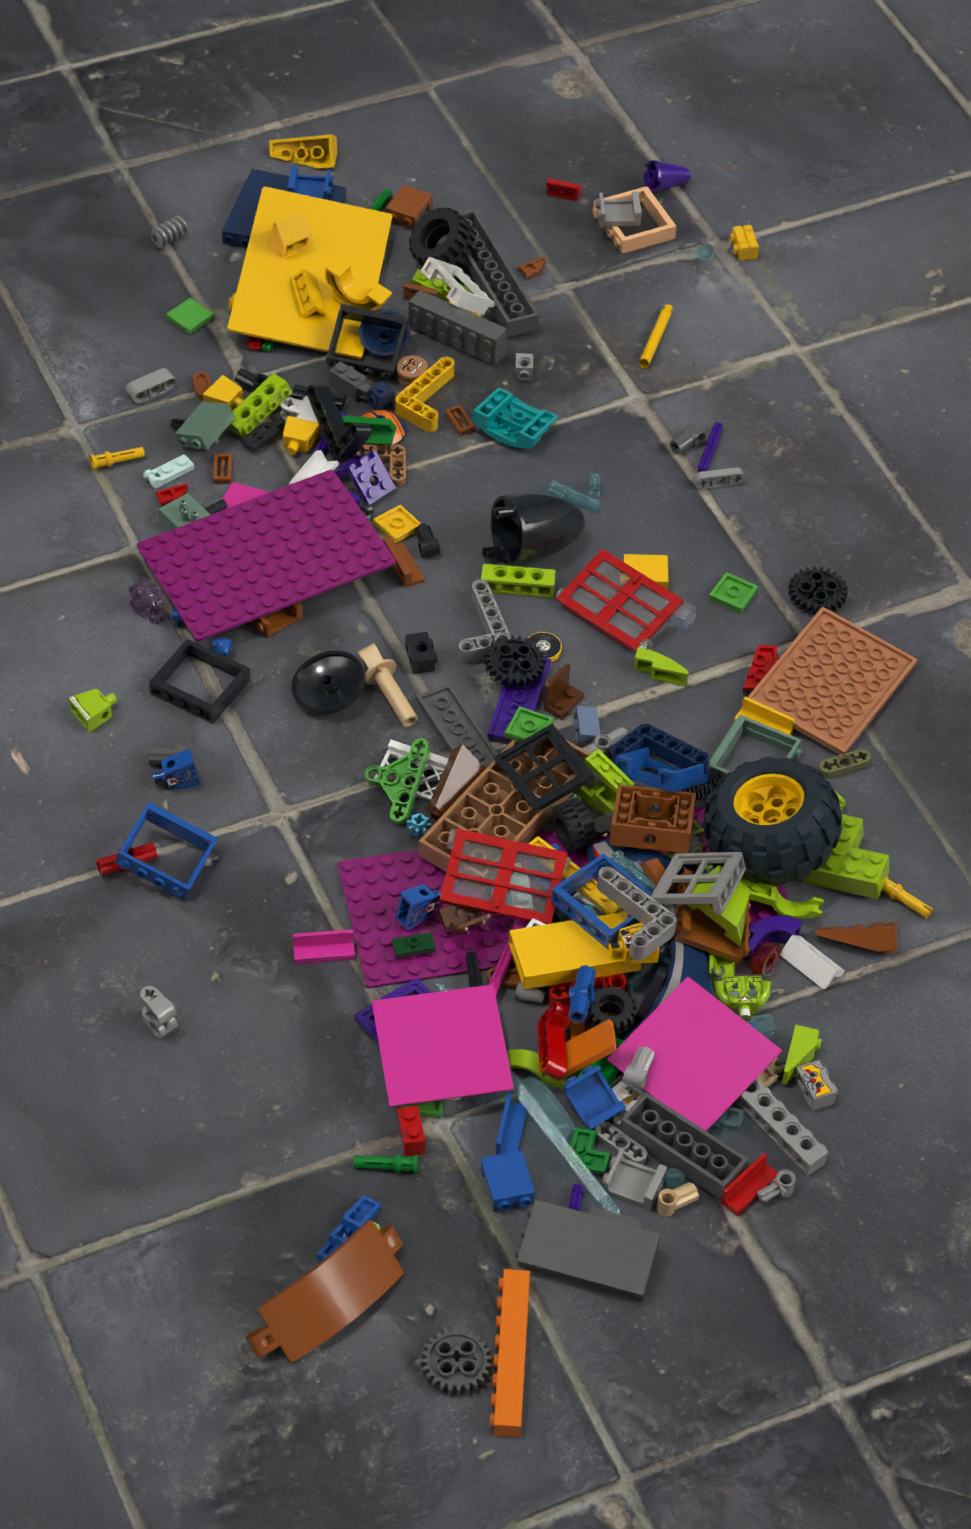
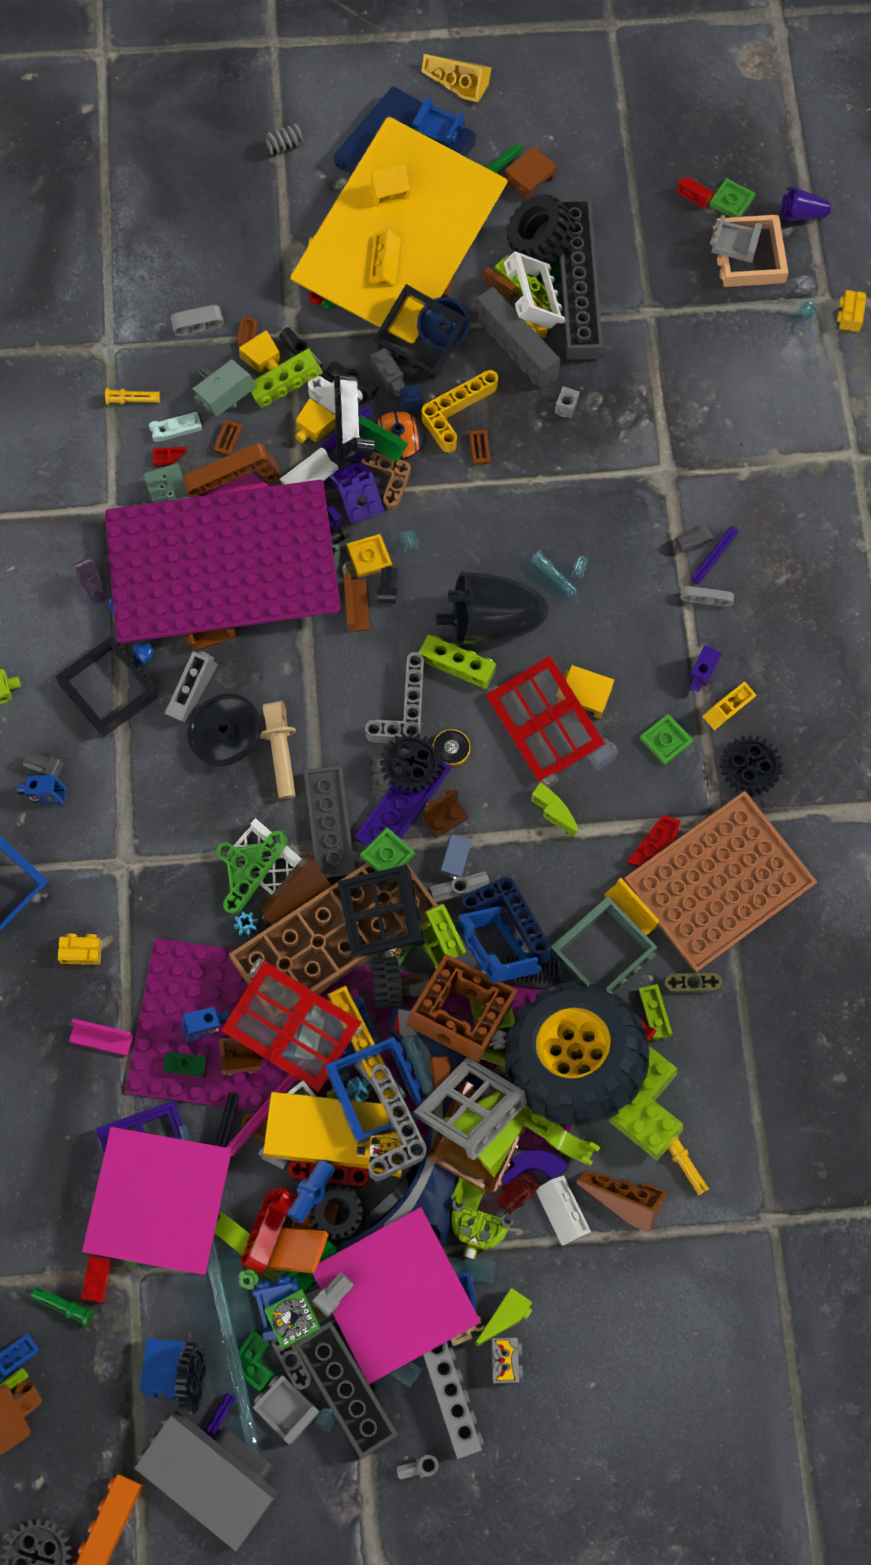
camera: 20 degrees right, 20 degrees up
(190, 316) = (267, 245): bright green tile -> none
(259, 467) = (232, 467): none -> dark orange beam
(263, 434) = (281, 410): black hinge -> none
(271, 886) = (80, 949): none -> yellow brick
(281, 657) = (191, 685): none -> light grey slope
(349, 291) = (426, 266): yellow brick -> none
(409, 369) = (454, 373): medium nougat head -> none
(420, 652) = (329, 708): black brick -> none
(429, 503) = (409, 541): none -> clear light blue piece
(511, 1127) = (192, 1308): blue panel -> none
(512, 420) = (529, 465): teal slope -> none
(532, 268) = (626, 281): dark orange tile -> none
(538, 1169) = (190, 1378): none -> black gear
(559, 1084) = (253, 1276): none -> bright green plate
(596, 184) = (732, 199): none -> bright green tile
(610, 1098) = (292, 1319): none -> tile
(655, 336) = (713, 403): yellow piece -> none
(676, 1199) = (320, 1444): tan piece -> none
(742, 531) = (706, 663): none -> dark purple torso
(744, 1188) = (394, 1455): red panel -> none
(776, 553) = (729, 705): none -> yellow slope

